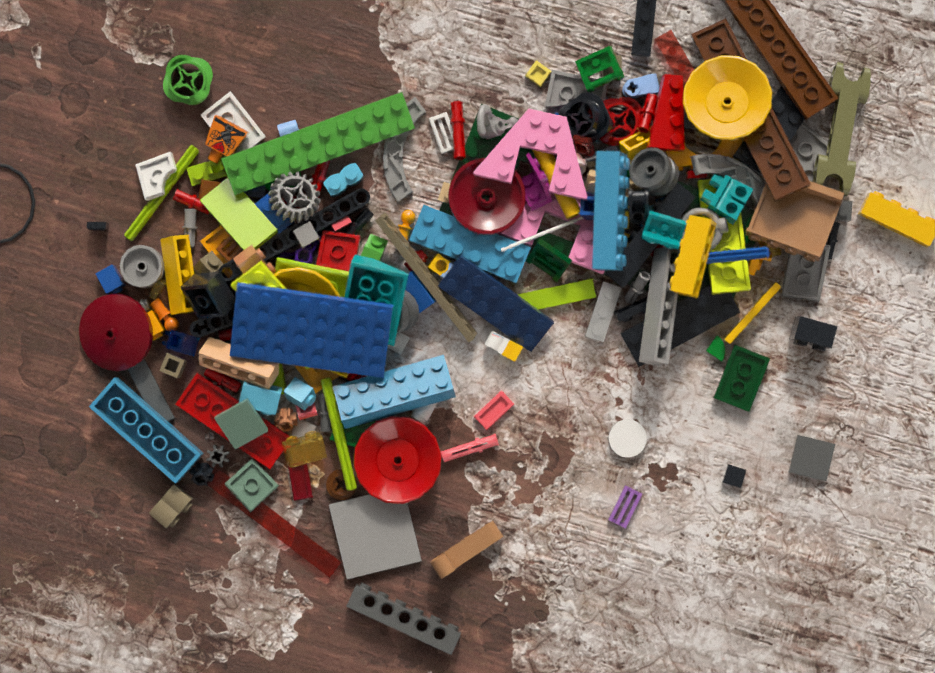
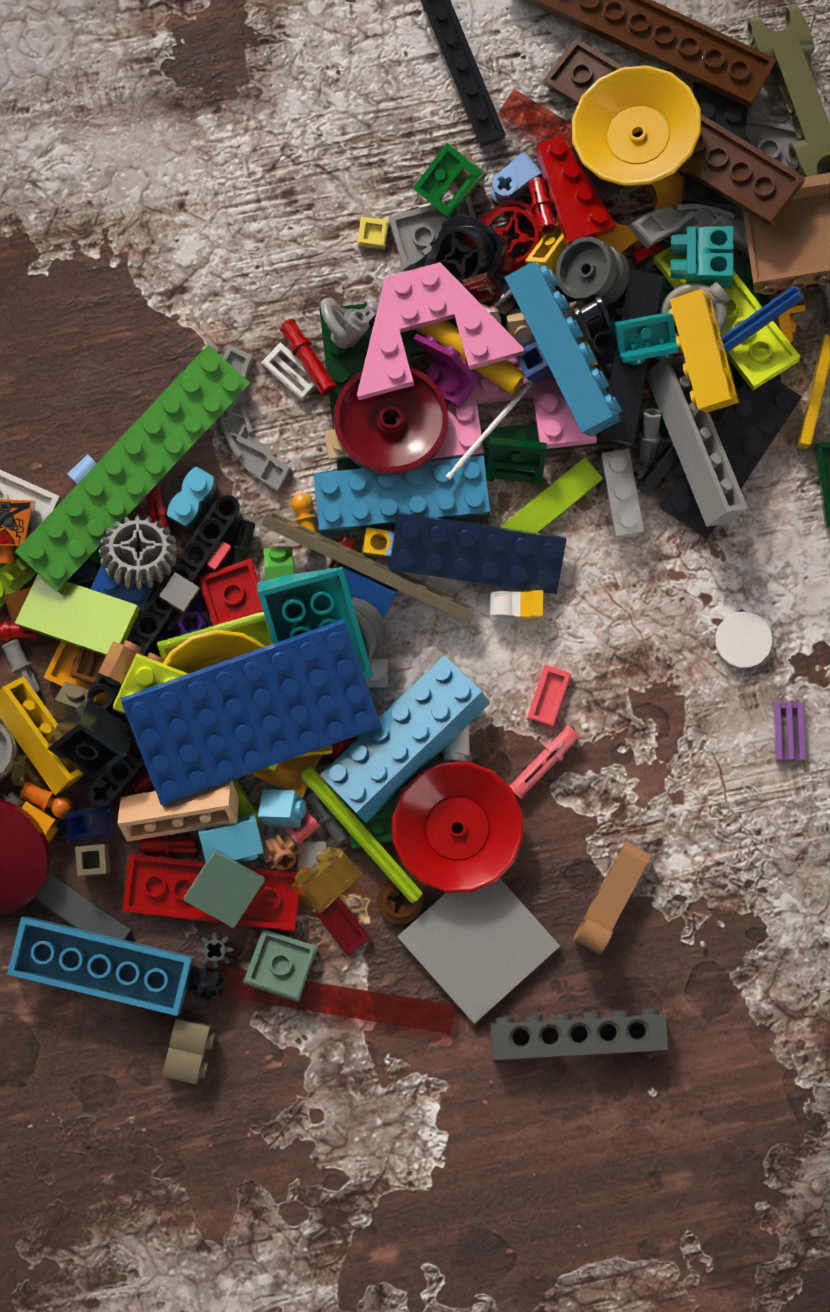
camera: 25 degrees left, 5 degrees down
(717, 348) = (795, 462): green tile -> none

